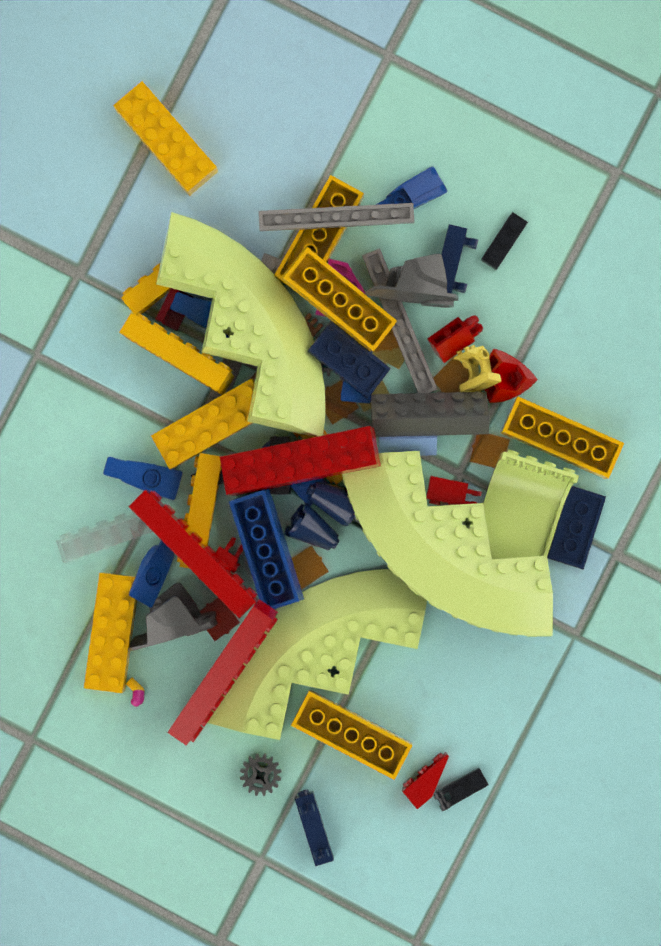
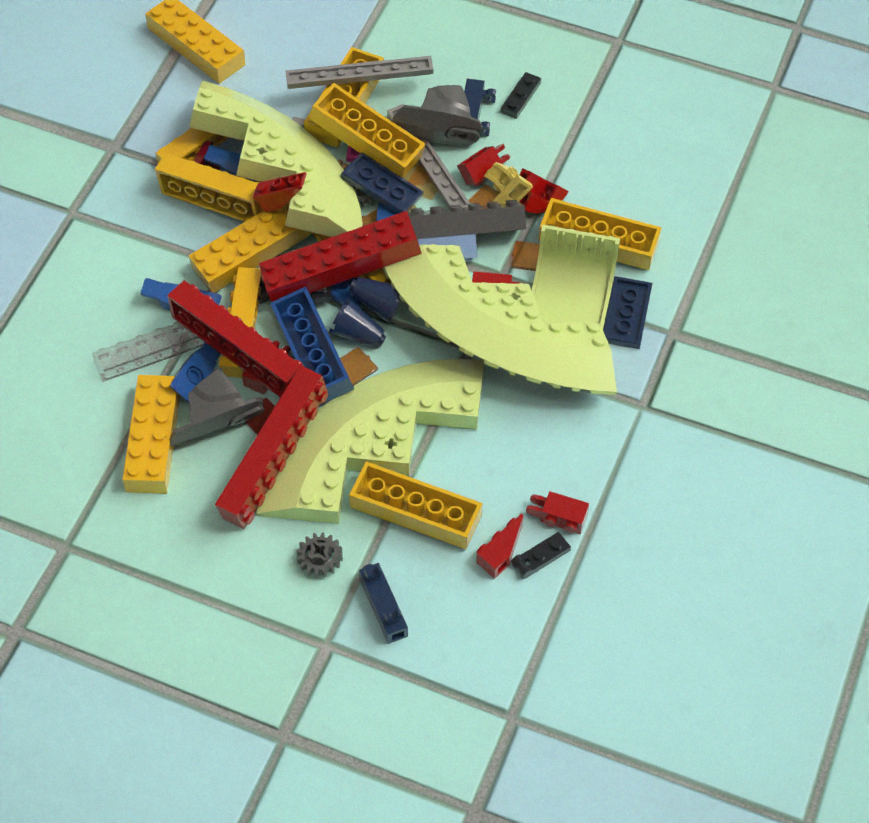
camera: 10 degrees left, 30 degrees down
(138, 692) = (181, 488): arm -> none
(244, 389) = (278, 192): none -> red slope
(418, 189) = (443, 63): blue piece -> none
(484, 749) = (559, 511): none -> red hinge

